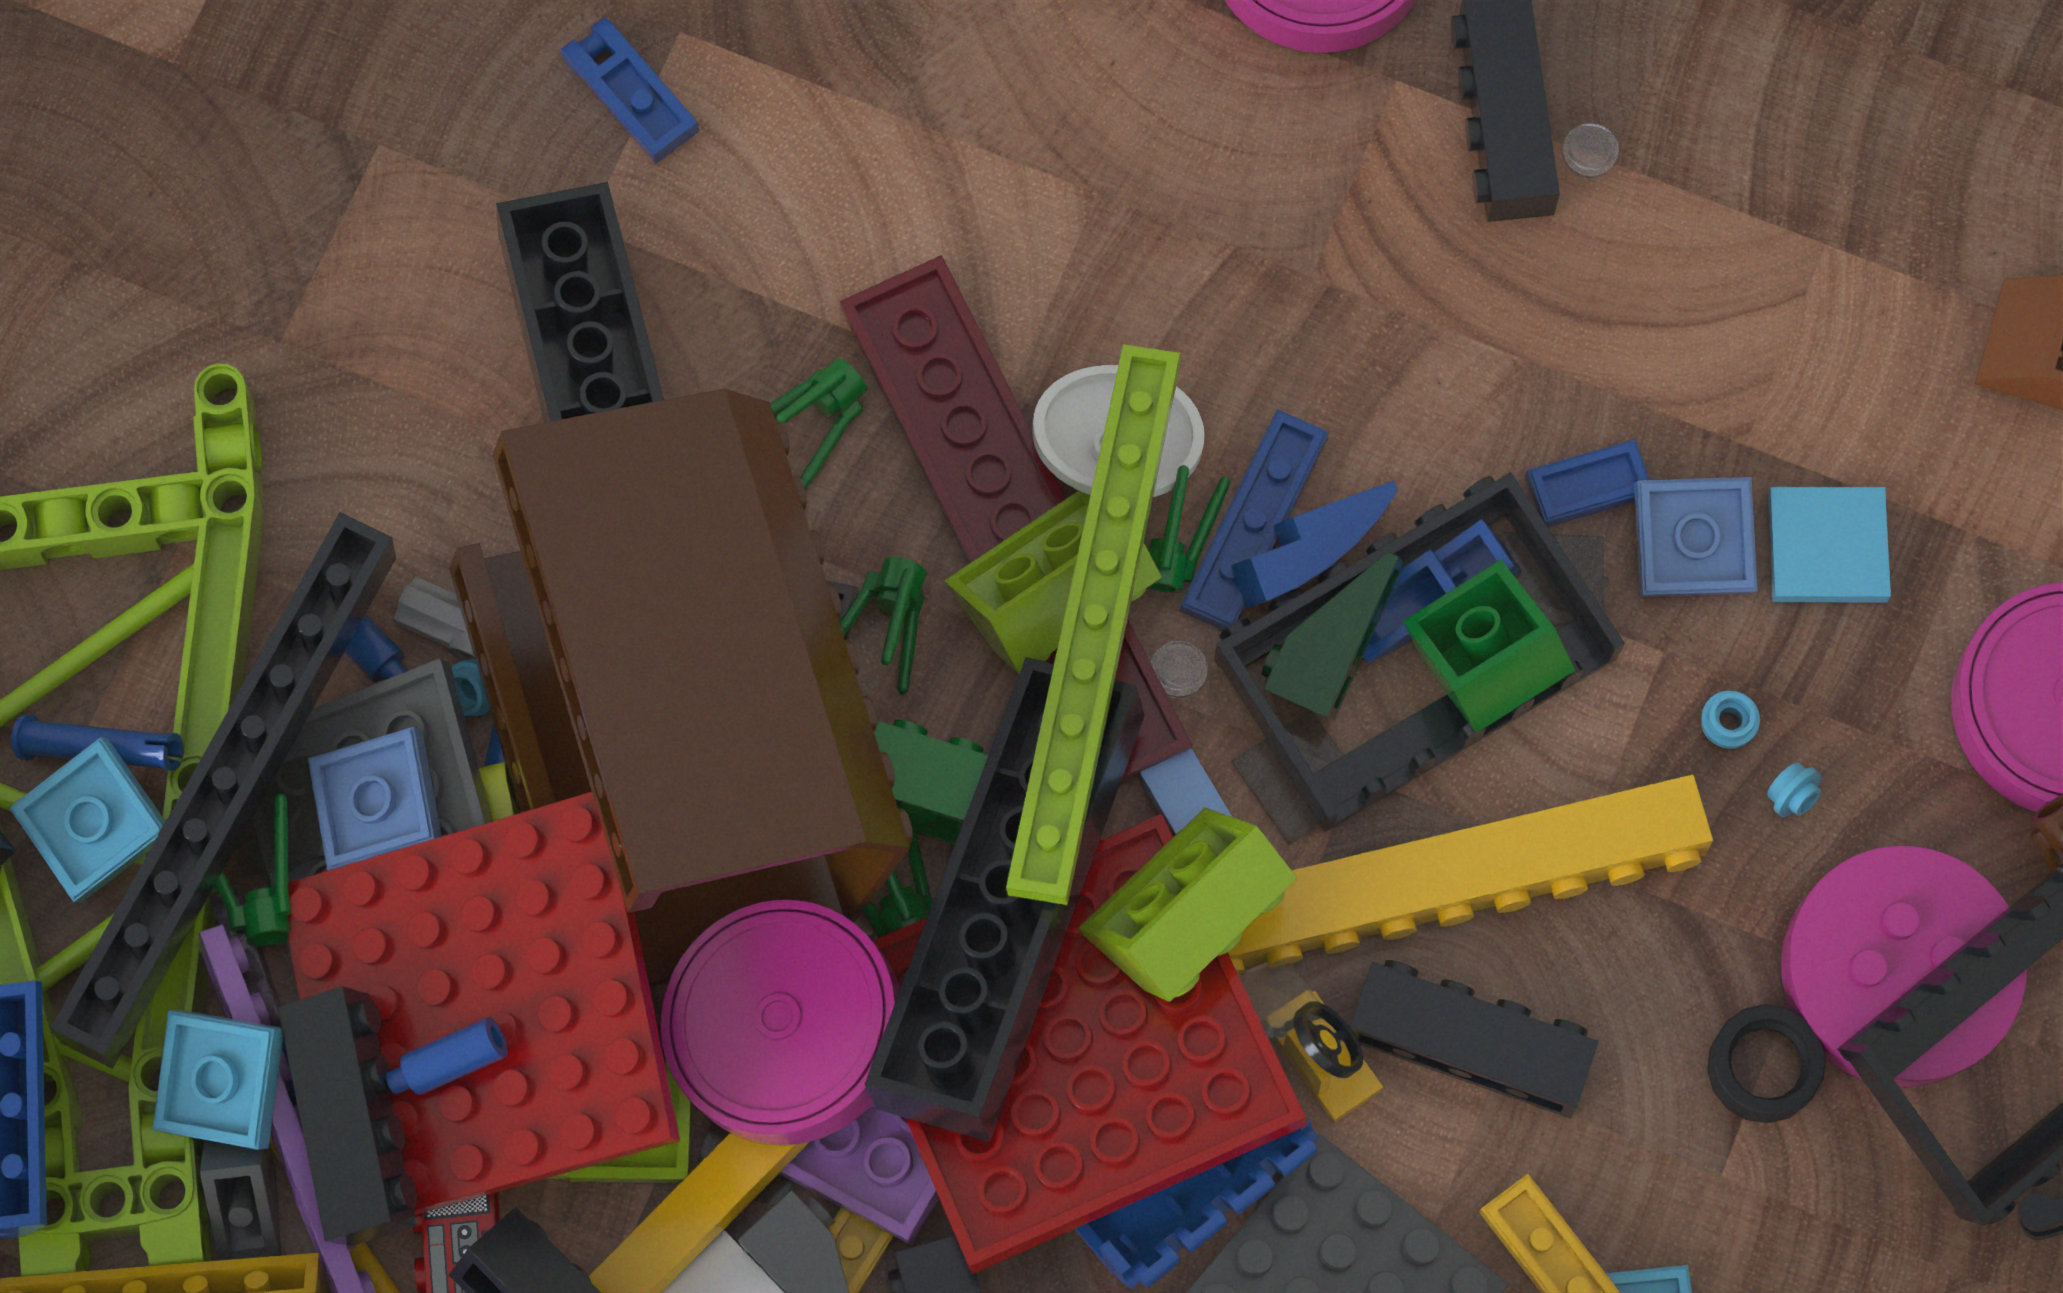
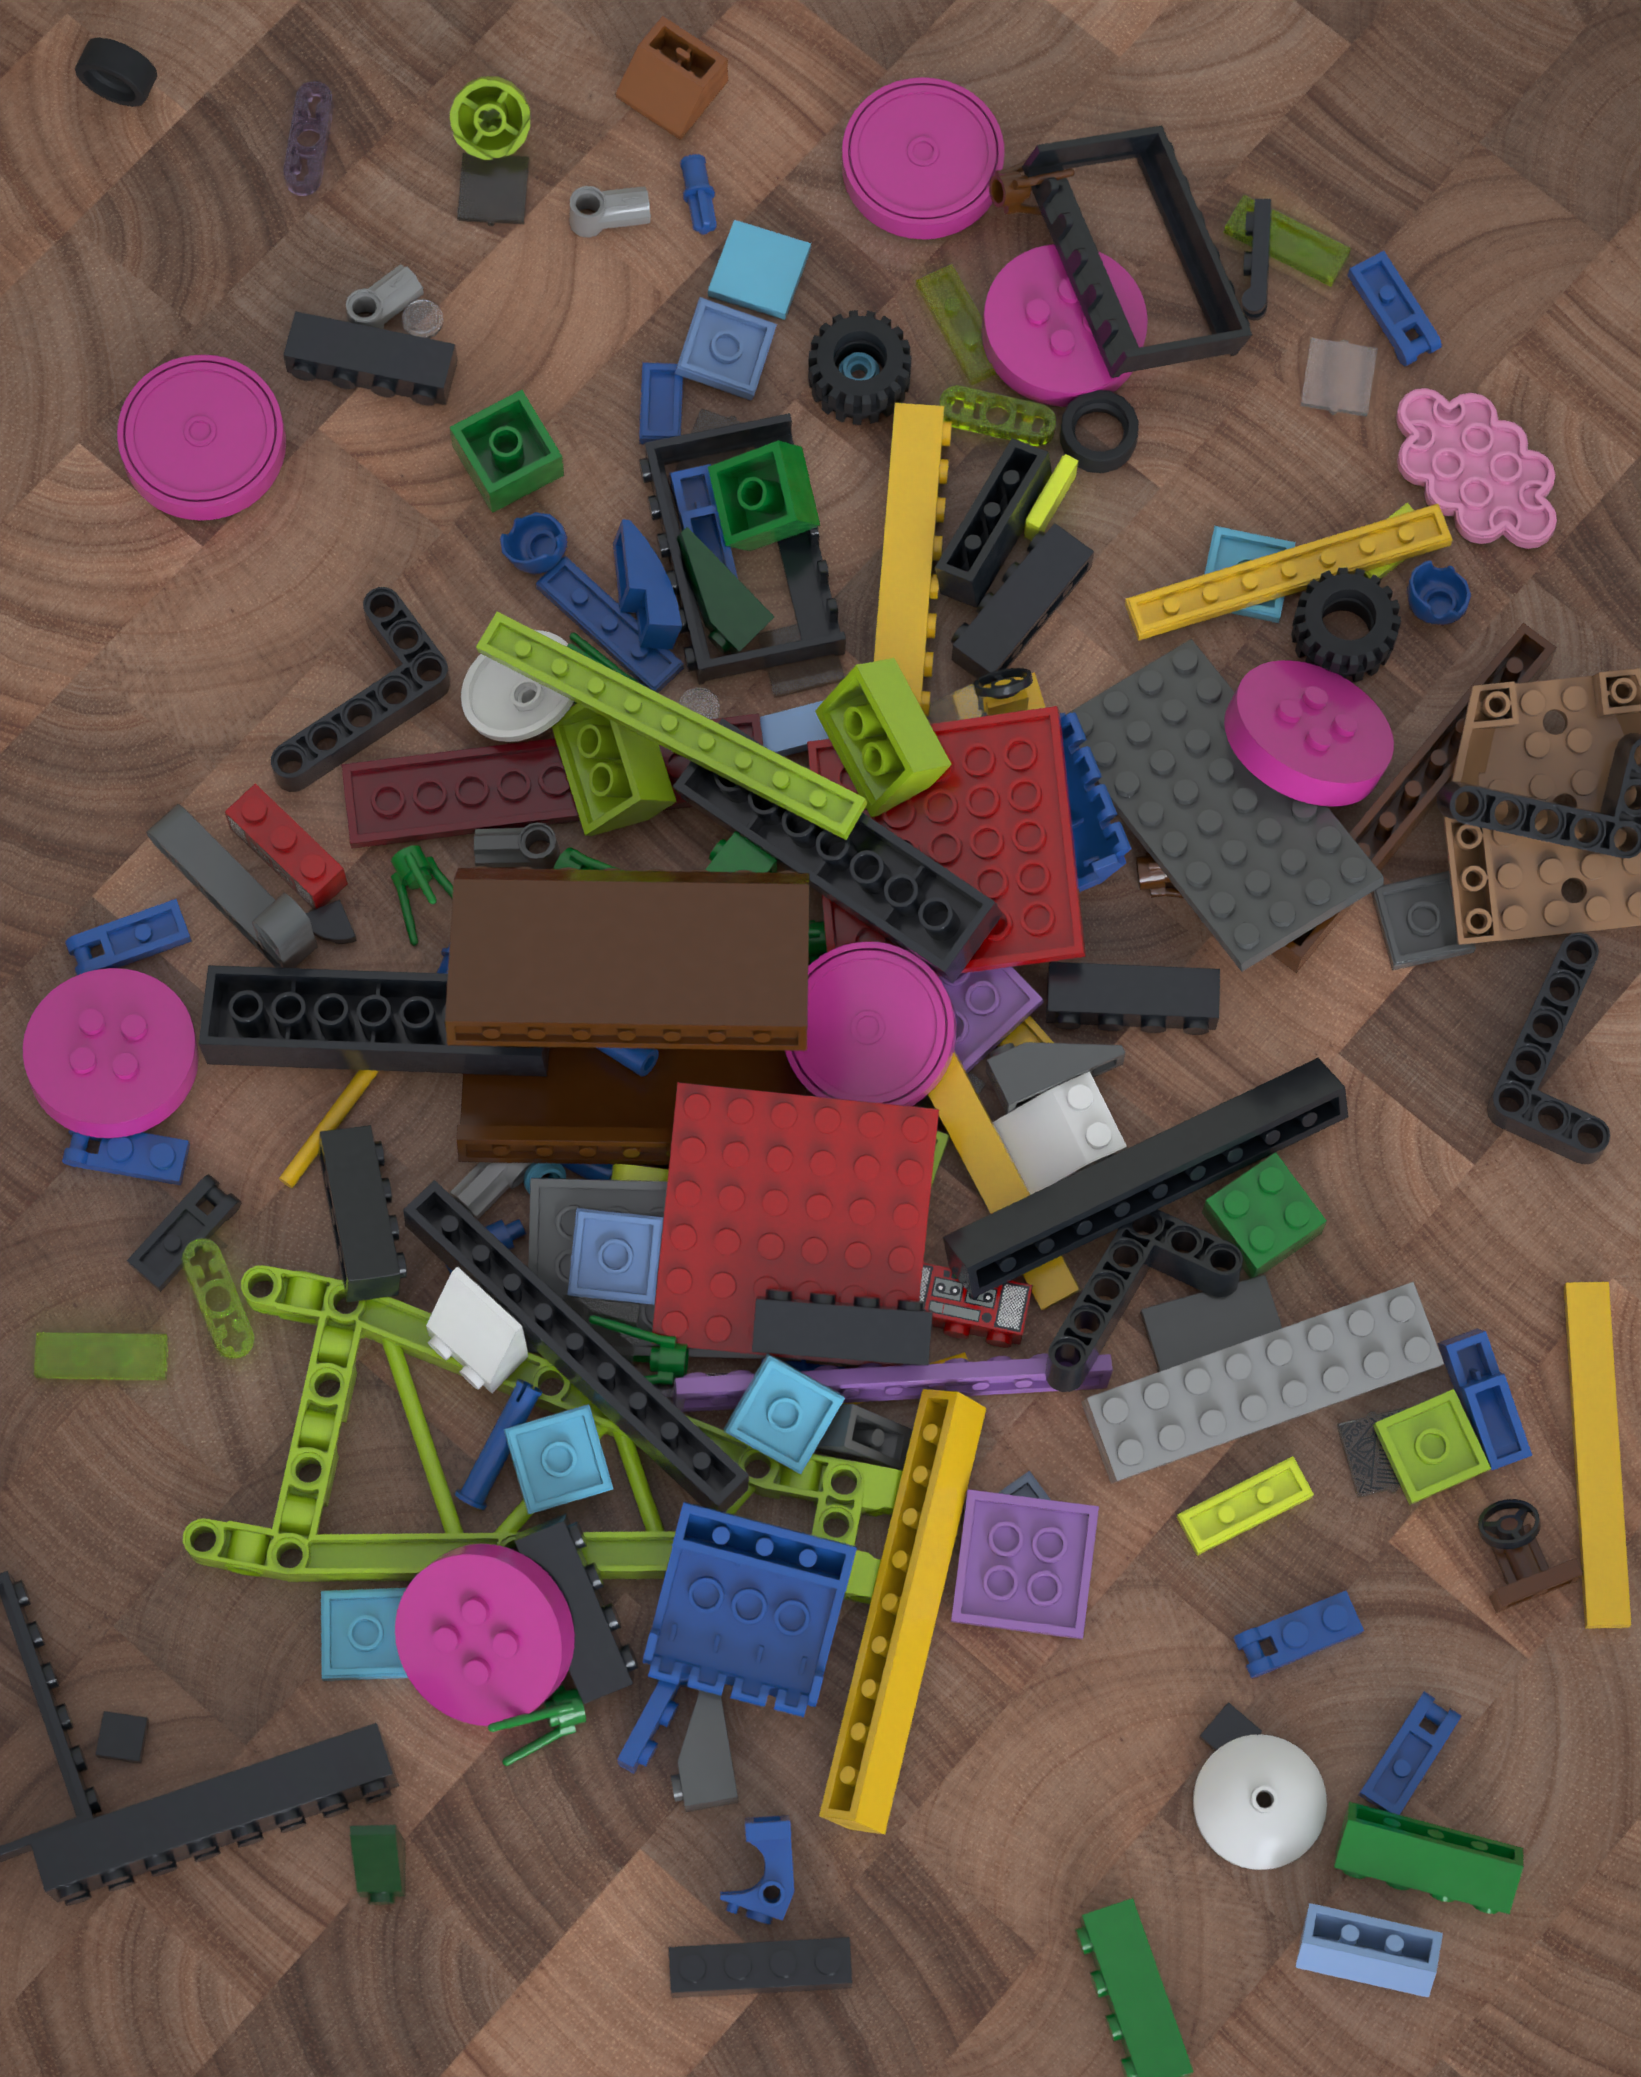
camera: 75 degrees left, 0 degrees up
(90, 243) = (101, 1356): none -> clear neon green tile
(209, 659) = (476, 1333): none -> white slope
(216, 310) = (196, 1272): none -> clear neon green beam
(271, 281) = (160, 1254): none -> black plate
(345, 473) = (360, 1213): none -> black brick
(358, 185) = (135, 1156): none -> blue plate
(449, 1058) = (829, 1245): blue cylinder -> none
(453, 401) = (330, 1122): none -> yellow bar
(469, 113) = (110, 1053): none -> dark pink brick
(688, 249) = (273, 926): none -> dark grey beam
(732, 317) = (332, 923): none -> black tile
(807, 227) = (286, 847): none -> red brick
(903, 502) = (511, 847): none -> dark grey piece
(1045, 266) = (371, 701): none -> black beam
(1325, 386) = (535, 543): none -> blue hair
(1438, 308) = (507, 451): none -> green brick
(1570, 961) = (993, 523): none -> black brick
(1596, 94) = (384, 298): none -> light grey piece
(1643, 1028) = (1051, 496): none -> neon yellow tile
(1741, 670) = (859, 397): none -> black tyre
(1749, 877) = (988, 400): none -> clear neon green beam
(1795, 790) = (923, 348): medium azure plate -> none
(1811, 177) = (493, 189): none -> clear smoke piece
(1835, 329) = (611, 209): none -> light grey piece
(1859, 824) = (957, 321): none -> clear neon green tile
(1896, 129) = (490, 117): none -> lime cylinder
(1903, 430) = (698, 193): none -> blue axle

